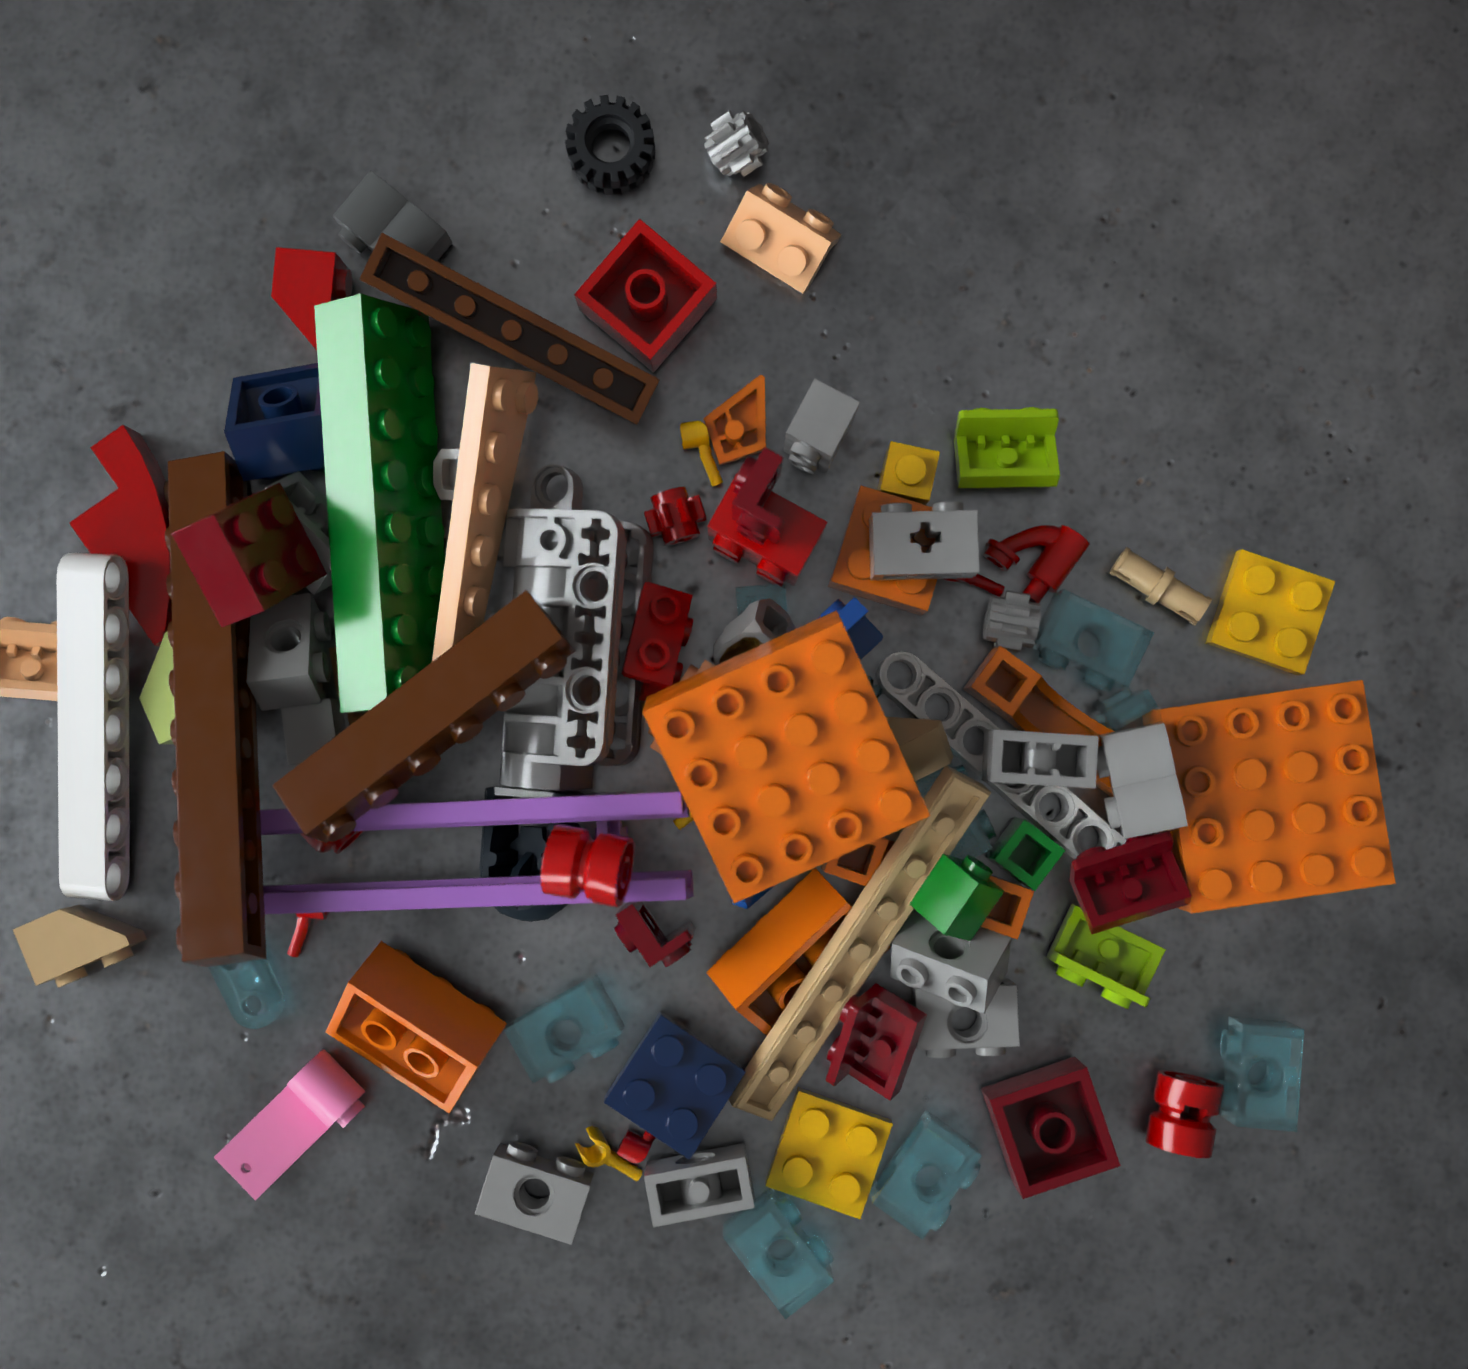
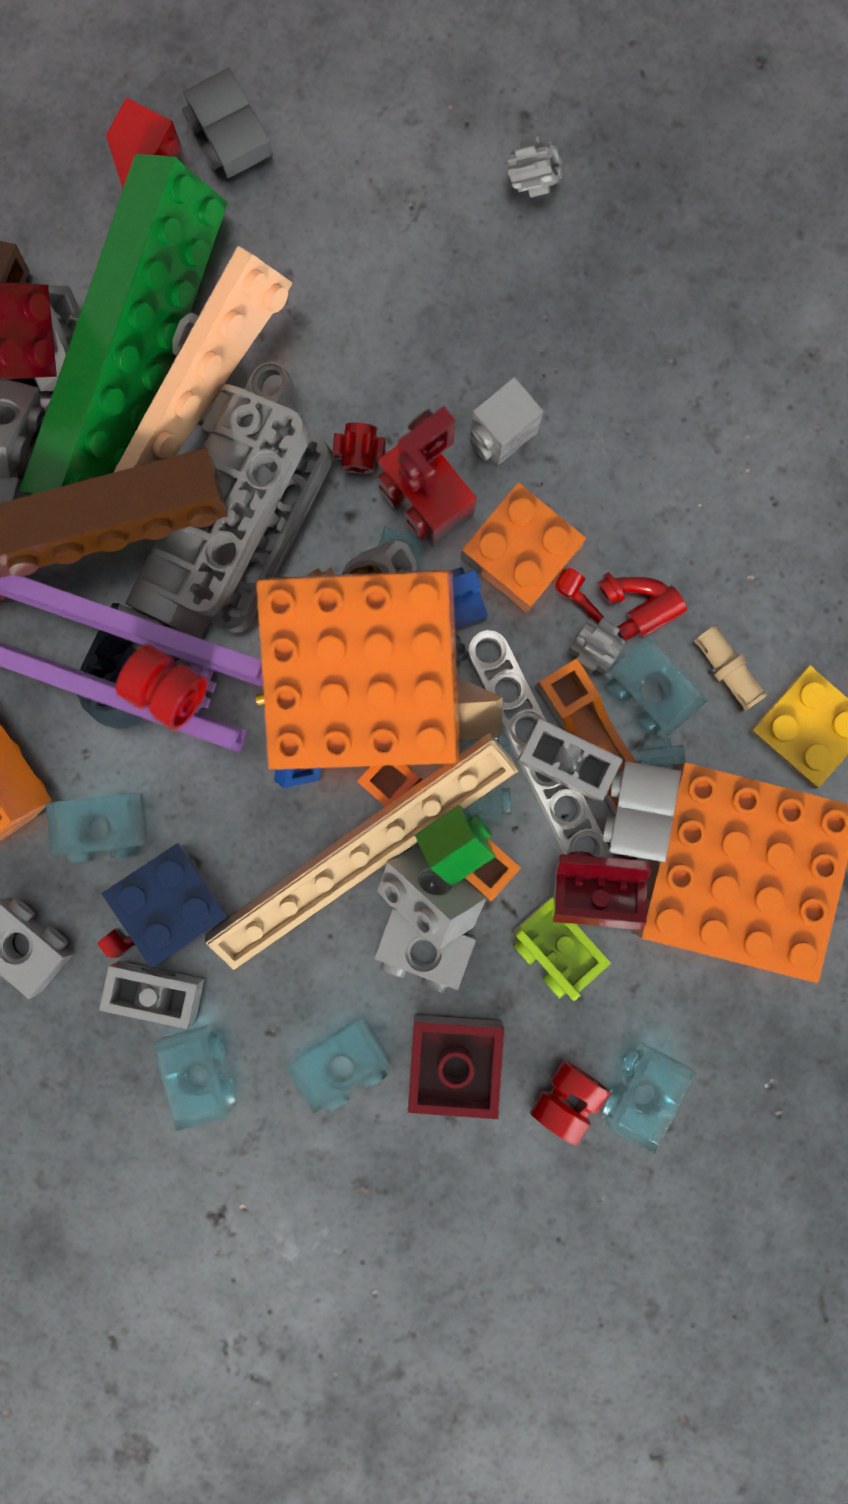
camera: 25 degrees right, 0 degrees up
(276, 422) = (65, 240): dark blue slope -> none
(508, 328) = (285, 237): reddish brown brick -> none
(600, 118) = (432, 103): black tyre -> none
(602, 1154) = (86, 940): yellow hand -> none
(641, 932) = (190, 769): dark red bracket -> none
(646, 295) = (409, 259): red brick -> none
(656, 638) = (301, 535): red bracket -> none
(695, 435) = (403, 390): yellow hand -> none
(739, 423) = (445, 389): orange piece -> none
(780, 235) = (540, 257): light nougat bracket -> none
(780, 950) = (292, 834): orange slope -> none
(828, 1153) = (269, 1015): yellow plate -> none
(876, 1041) = (342, 937): dark red bracket -> none
(908, 472) = (563, 488): yellow brick -> none
(951, 556) = (562, 566): light grey brick -> none
(1006, 448) = (652, 503): lime bracket -> none
(1025, 853) = (528, 837): green brick -> none

